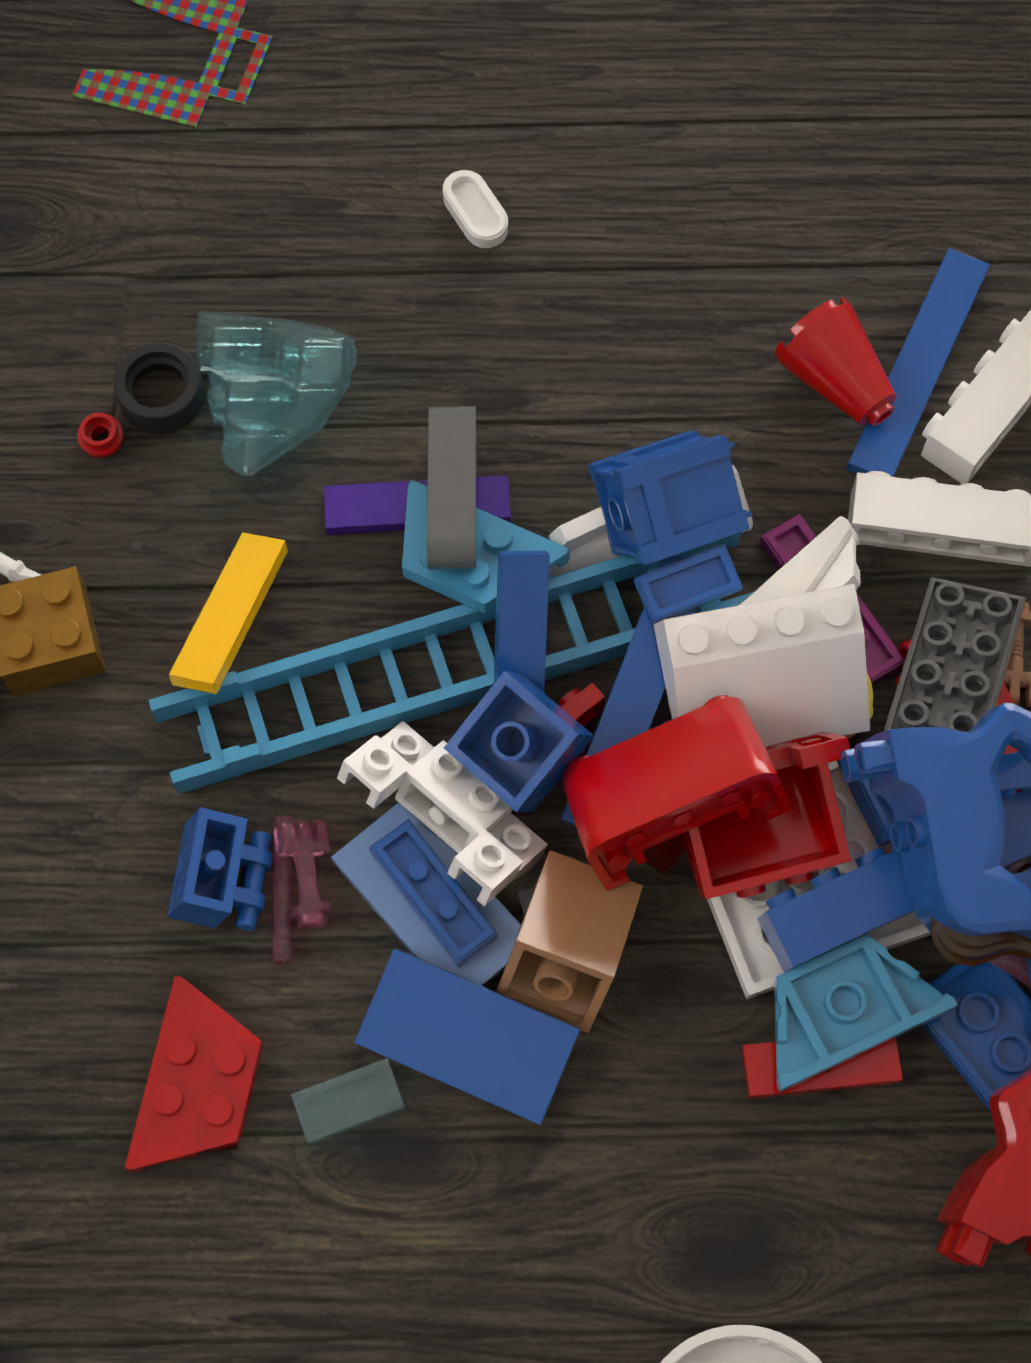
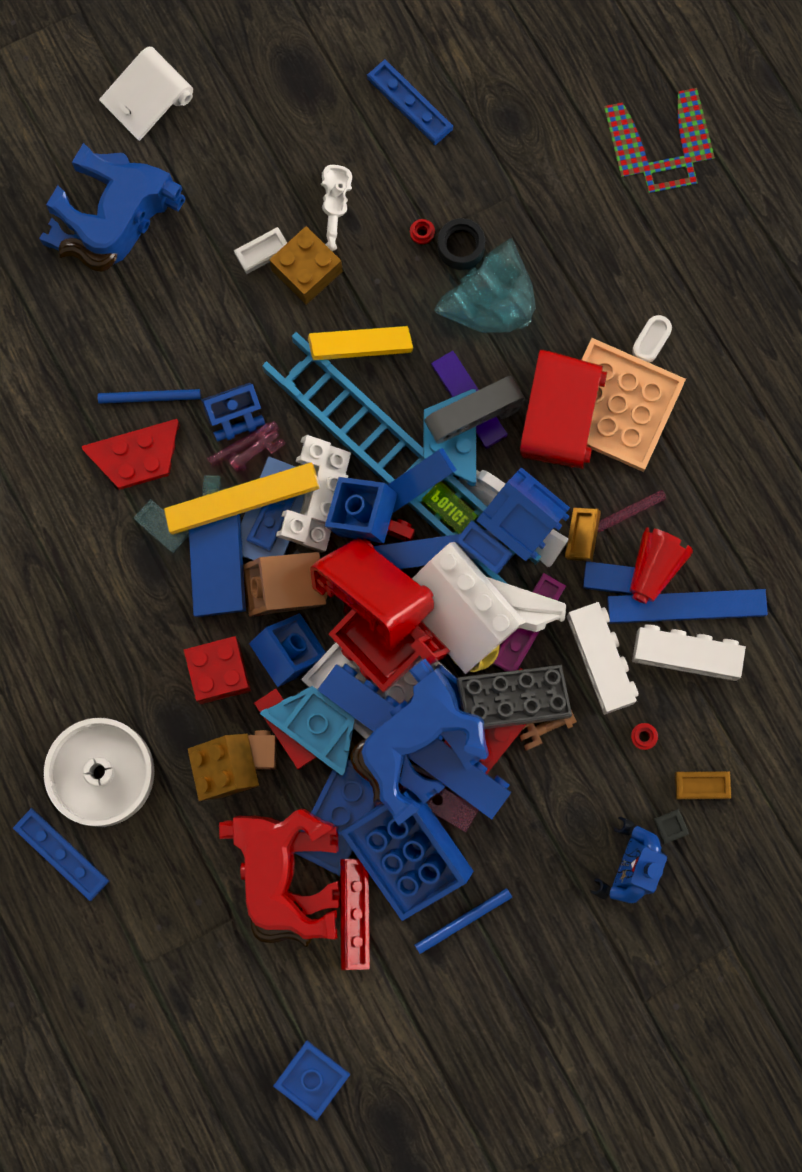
camera: 65 degrees right, 10 degrees up
(104, 1006) = (145, 396): none -> blue bar
(335, 979) = (211, 484): none -> clear light blue piece
(385, 932) = (241, 498): none -> yellow tile
(522, 370) = (561, 410): none -> red windscreen
(551, 302) = (631, 405): none -> light nougat plate
(586, 617) = (449, 507): none -> clear neon green tile
(662, 1129) = (217, 670): none -> red brick
(686, 993) = (287, 649): none -> blue slope
(727, 370) = (631, 510): none -> clear pink bar
(749, 456) = (582, 534): none -> pearl gold tile
(818, 448) = (608, 577): none -> blue tile
(841, 1125) = (263, 750): none -> medium nougat brick
(846, 1203) = (223, 767): none -> pearl gold brick

